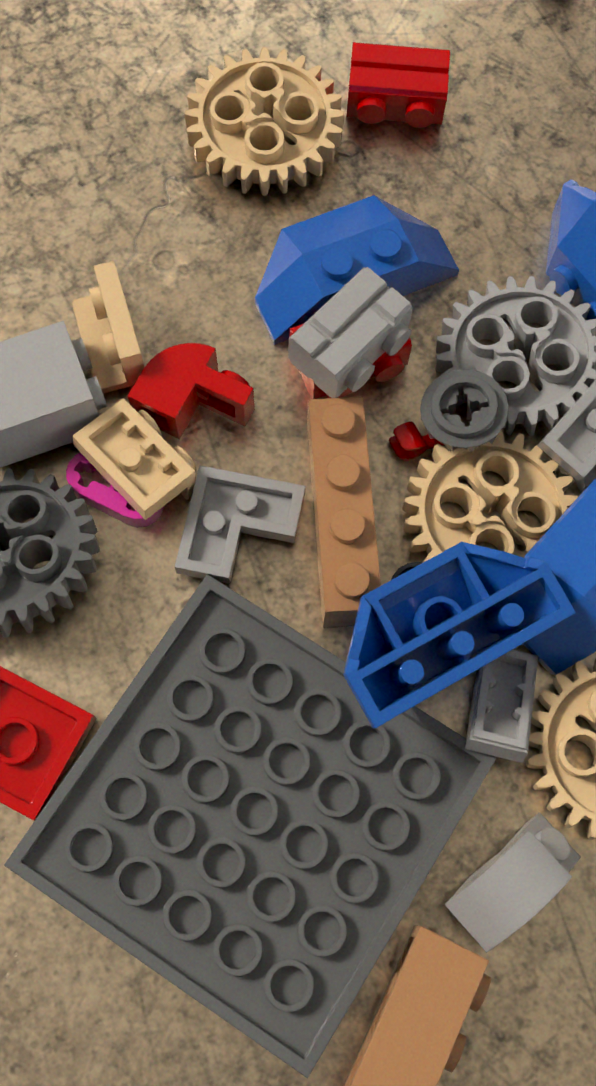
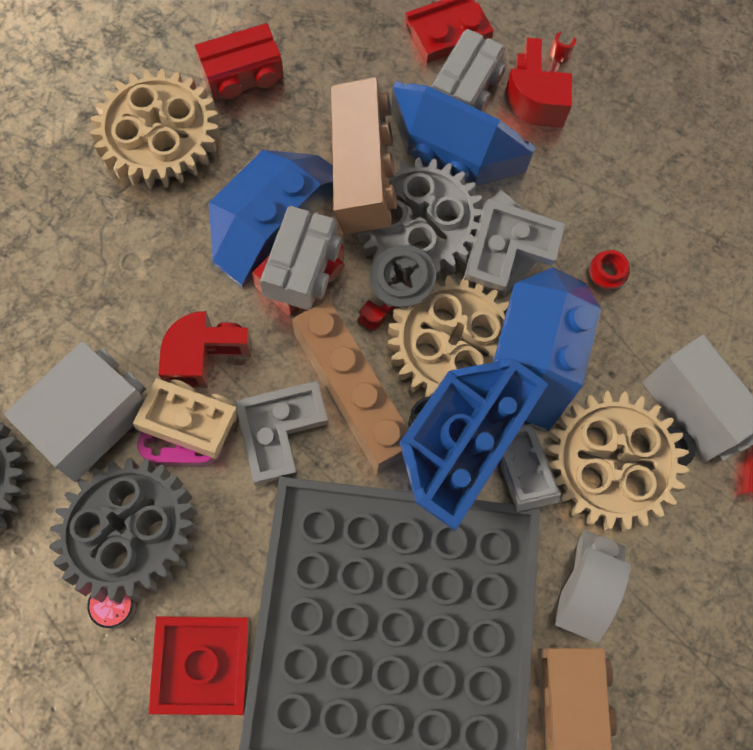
camera: 30 degrees left, 0 degrees up
(109, 331) = (119, 332): tan bracket -> none
(485, 249) = (360, 156): none -> brick

